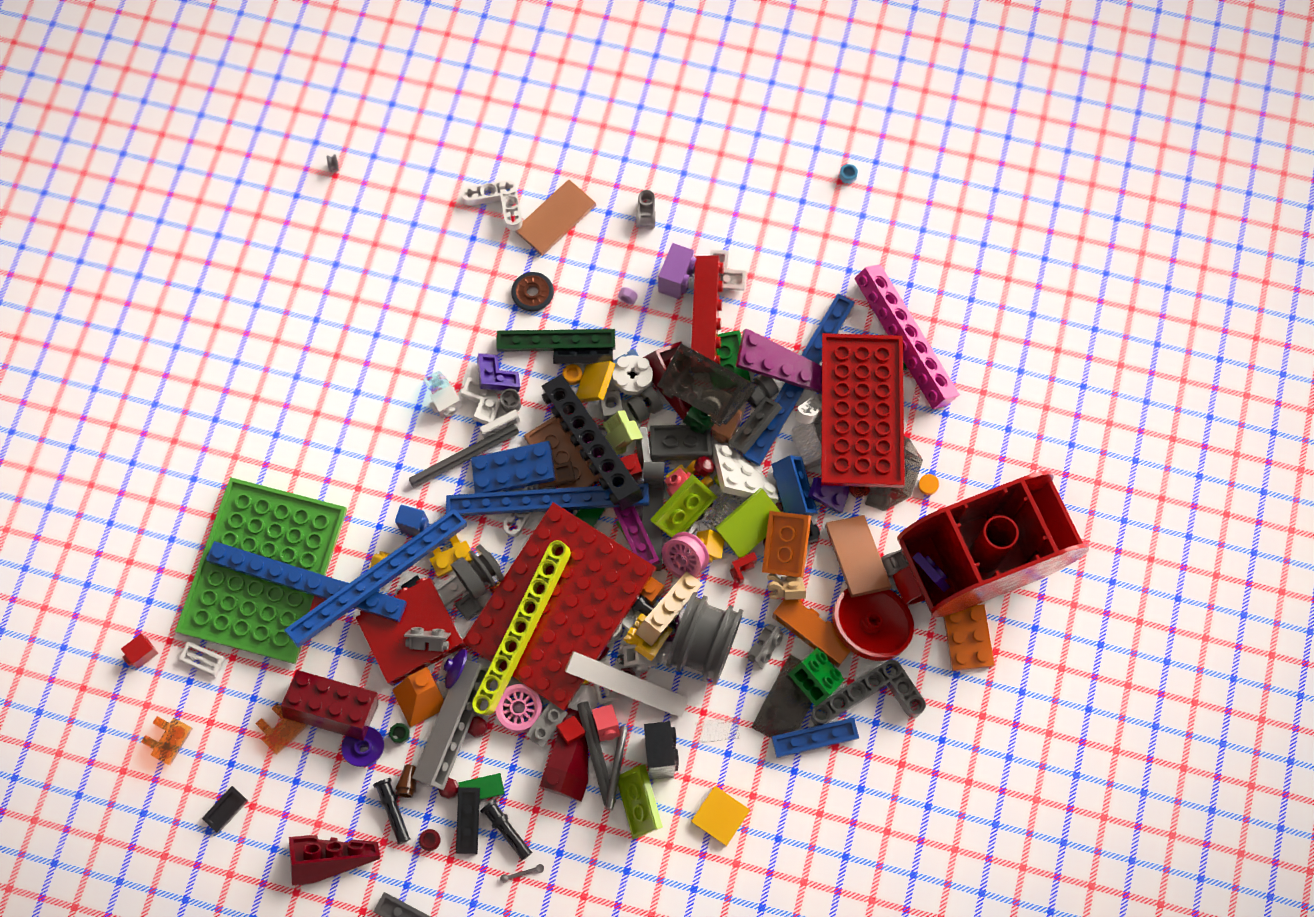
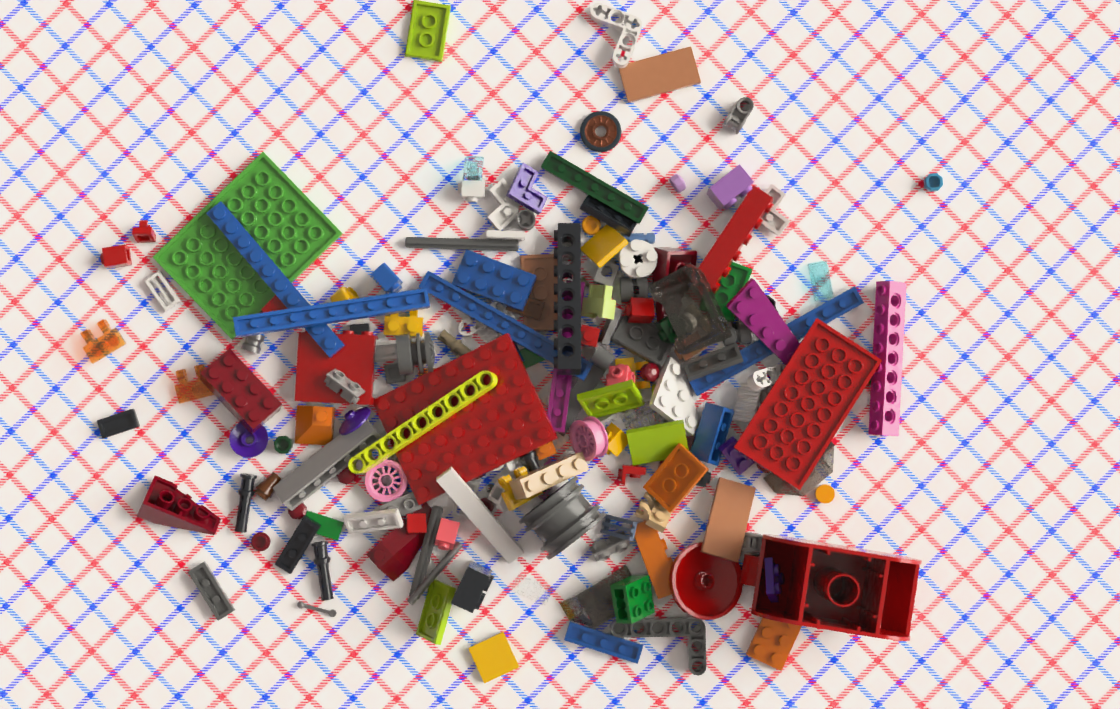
camera: 30 degrees right, 15 degrees up
(155, 614) = (143, 233): none -> red tile
(316, 654) = (253, 343): none -> flat silver wheel
(325, 293) = (428, 31): none -> lime tile
(510, 547) = (454, 344): none -> dark tan pin
(528, 752) = (373, 521): none -> white tile
(662, 418) = (640, 310): none -> red brick
(749, 626) = (607, 524): none -> sand blue tile
(805, 306) = (820, 280): none -> clear light blue plate

